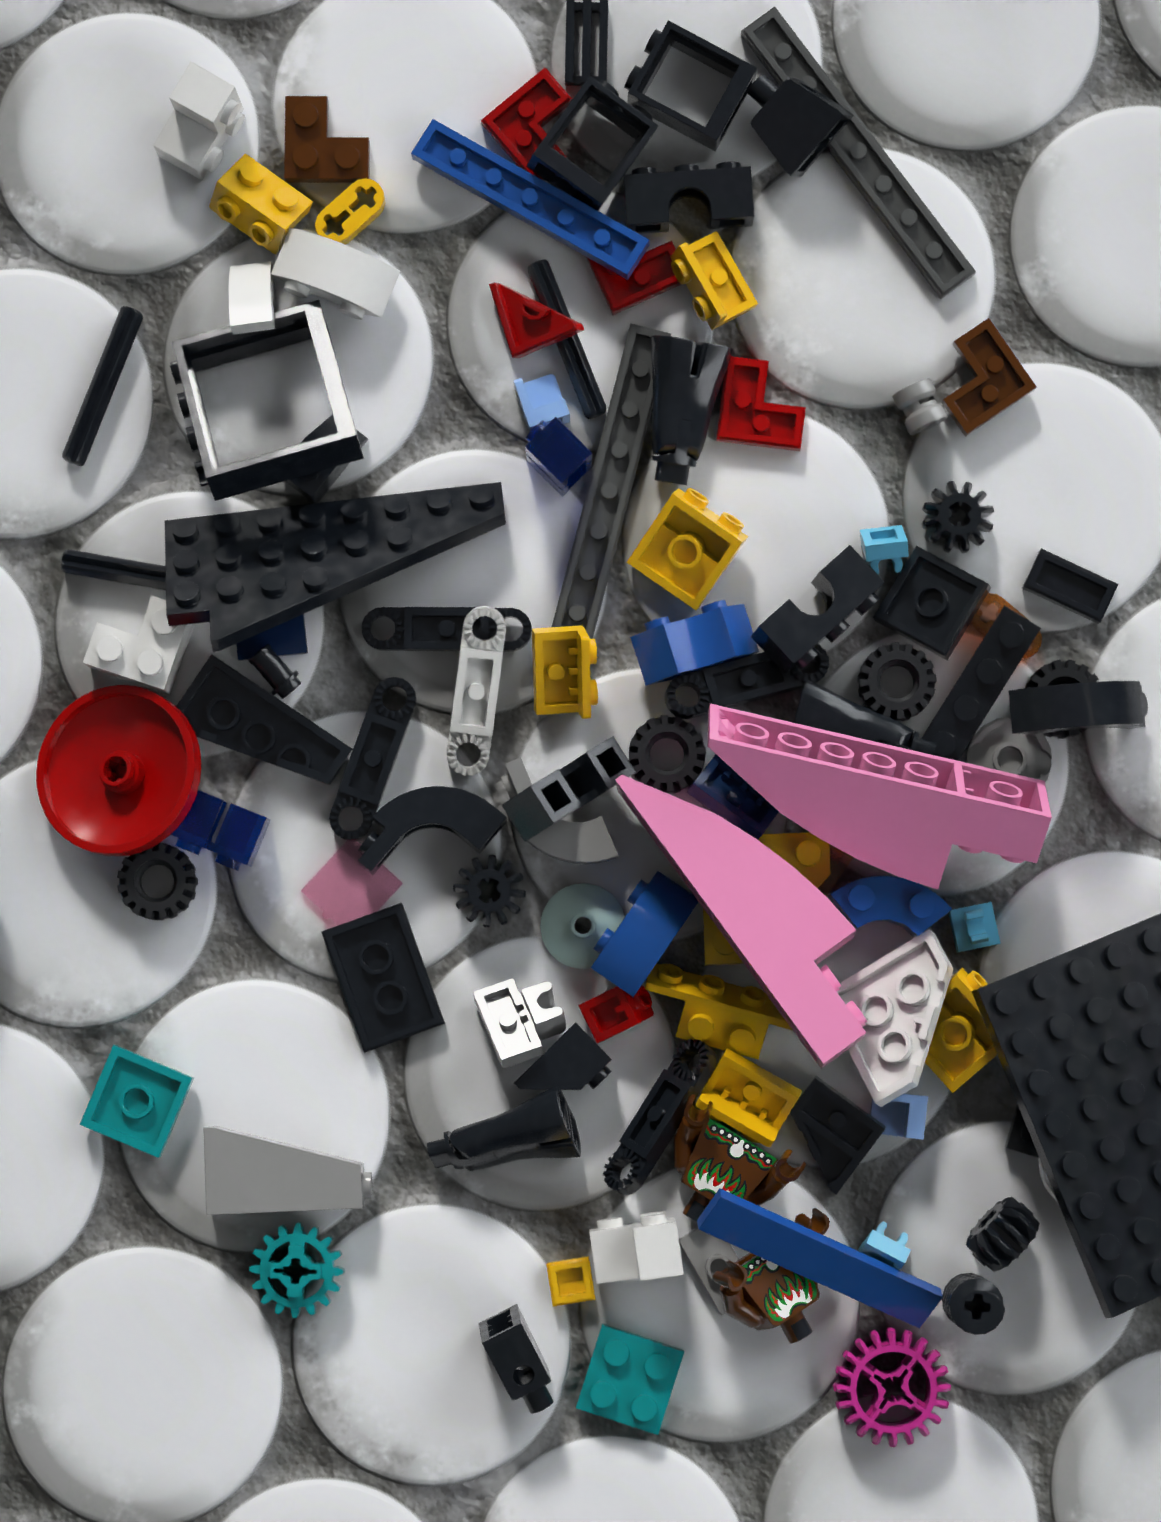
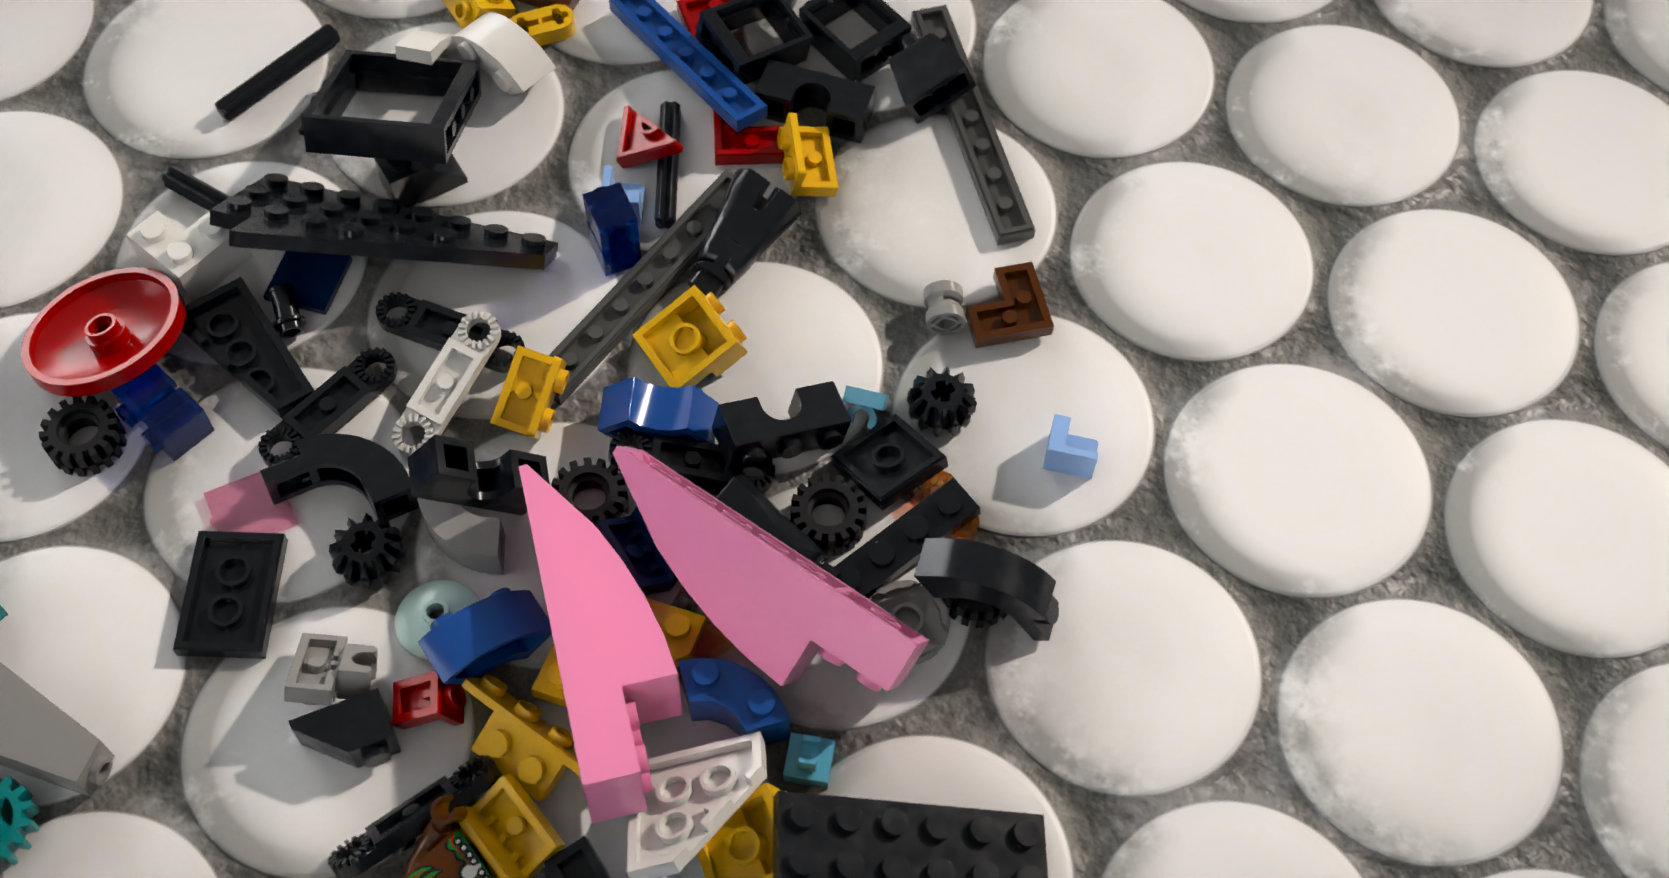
camera: 15 degrees right, 25 degrees down
(531, 1130) = (278, 774): black piece -> none
(749, 419) = (793, 267): red tile -> none
(1070, 586) = (1023, 497): black tile -> none
(1098, 518) = (1069, 452): none -> light blue panel

